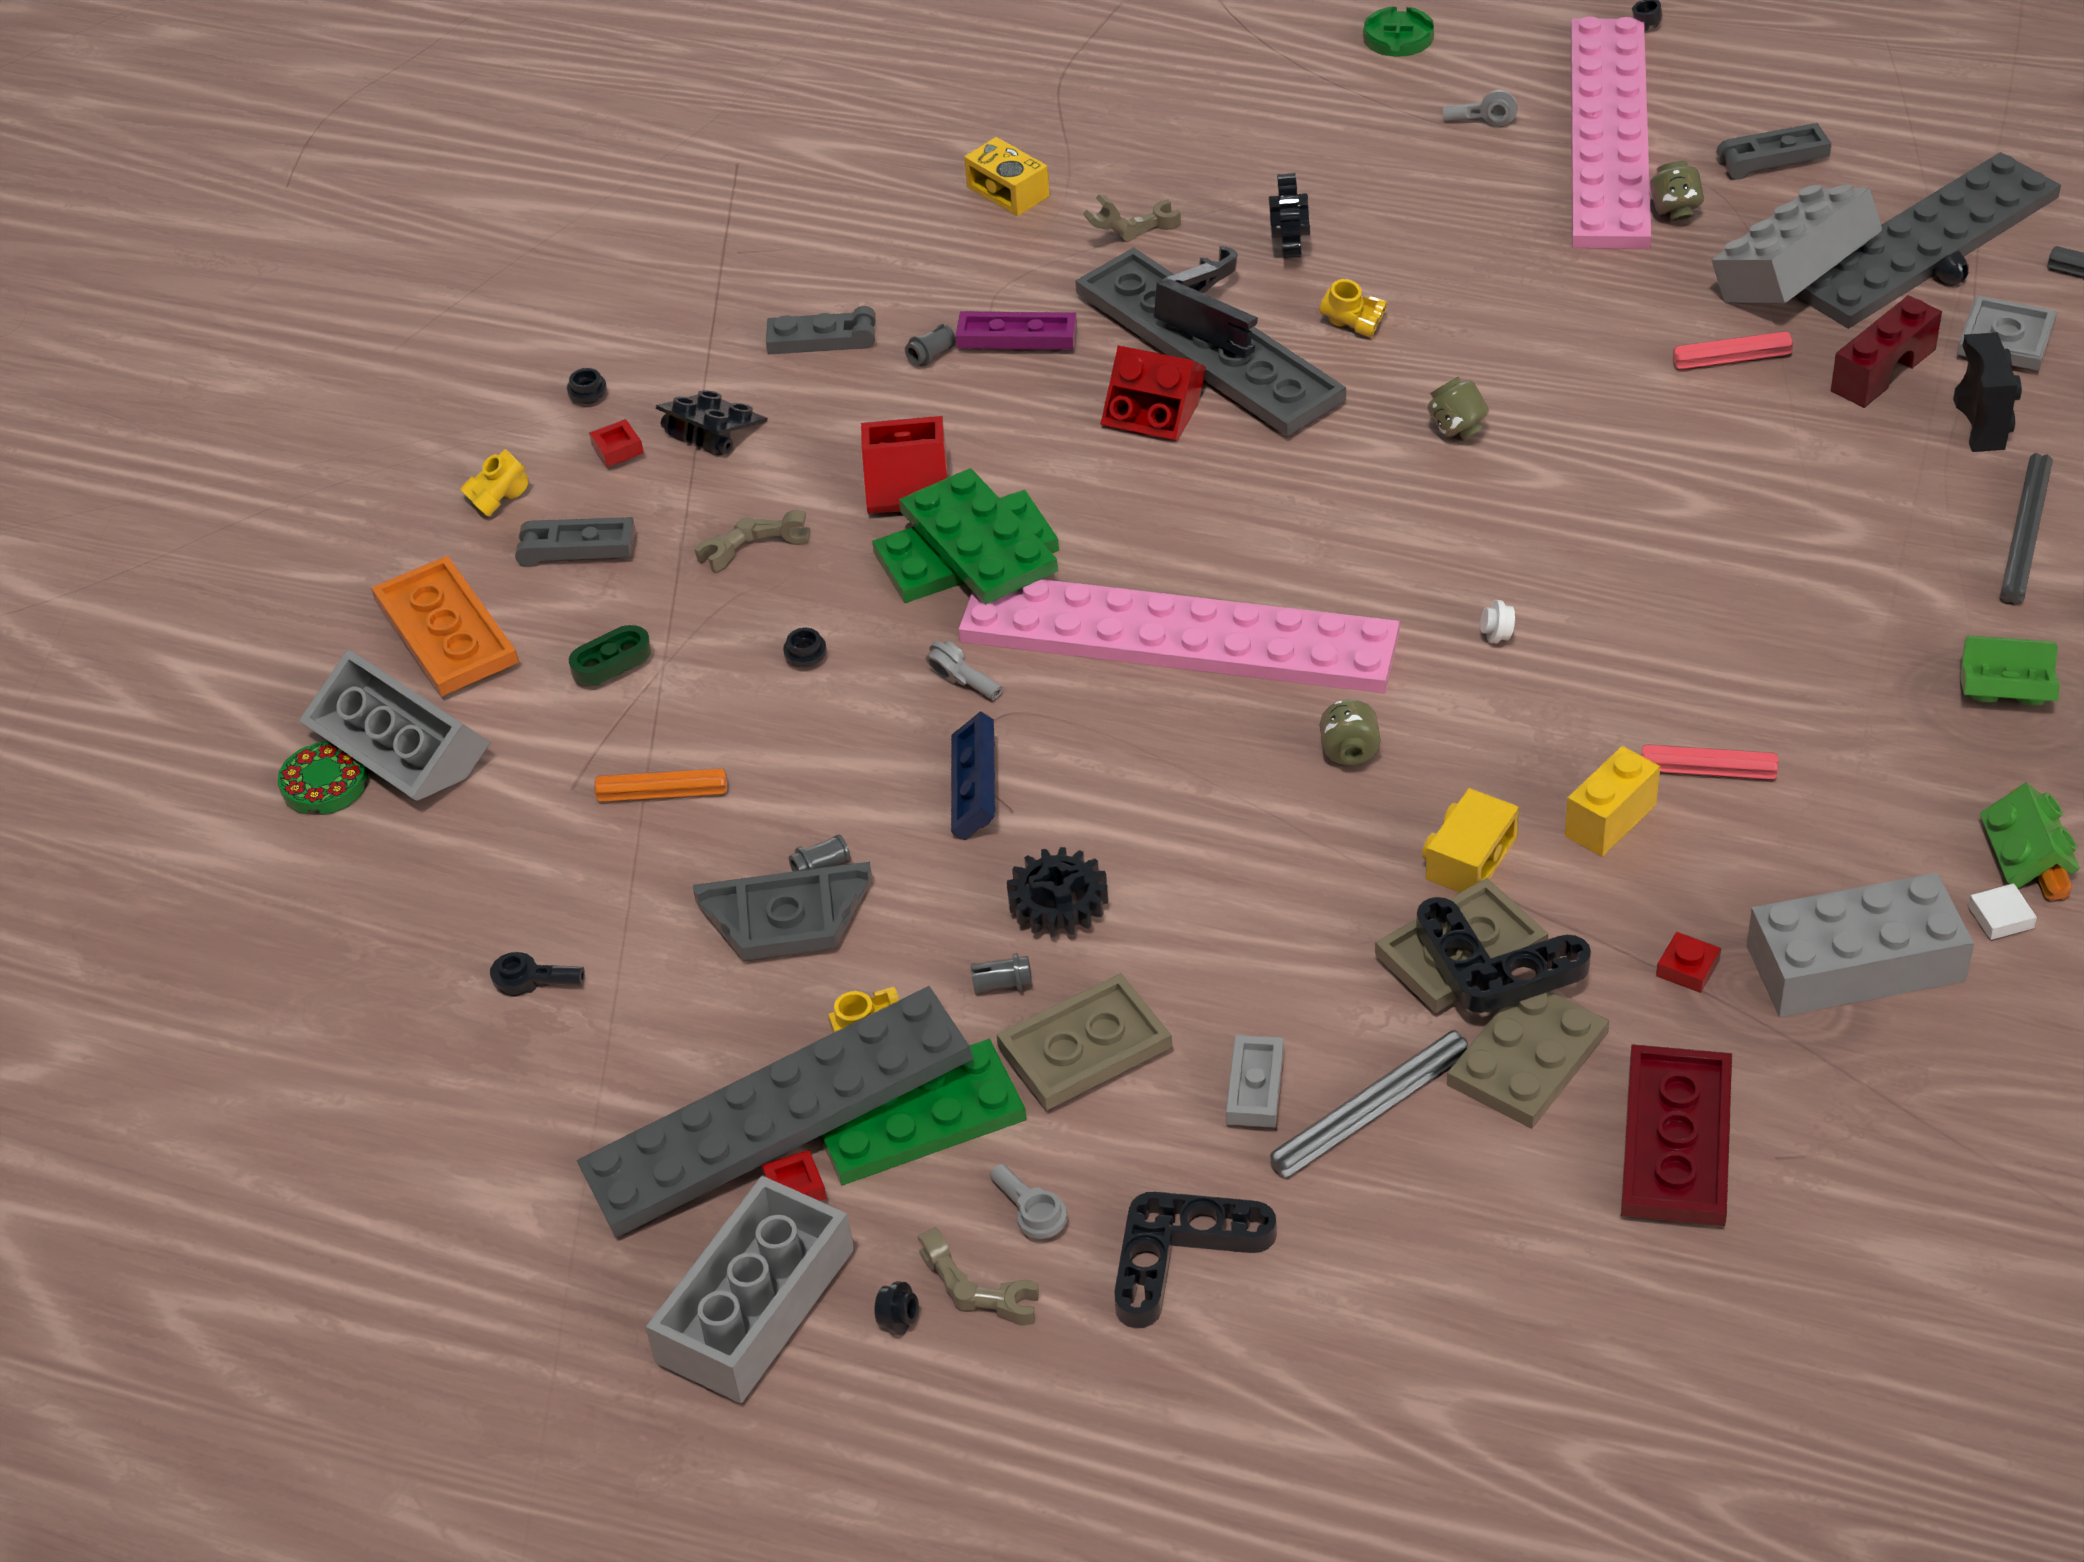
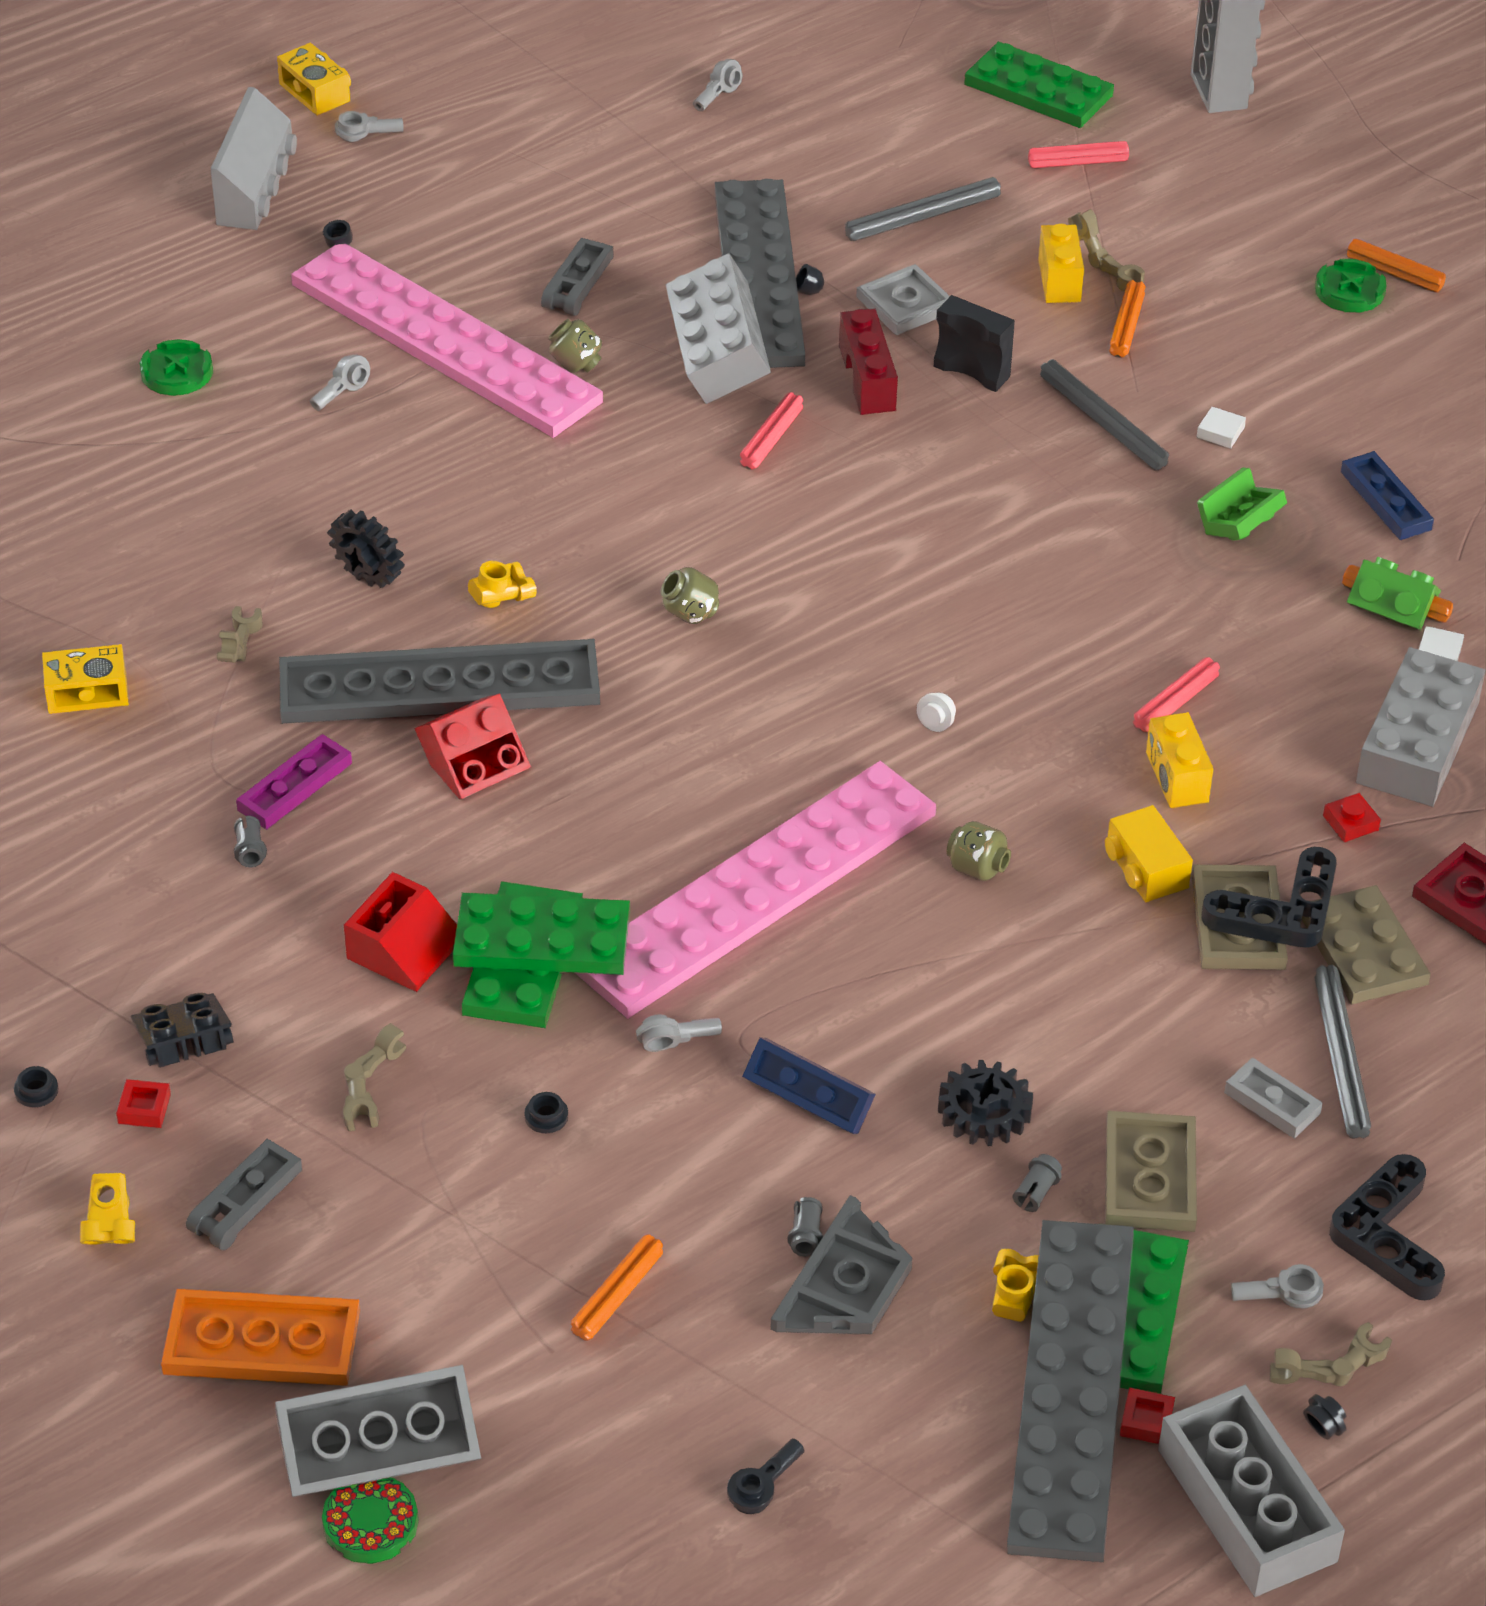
camera: 60 degrees left, 0 degrees up
(610, 655) = (424, 1245): dark green plate -> none
(821, 332) = (142, 901): dark grey plate -> none
(1184, 305) = (424, 662): black hinge -> none

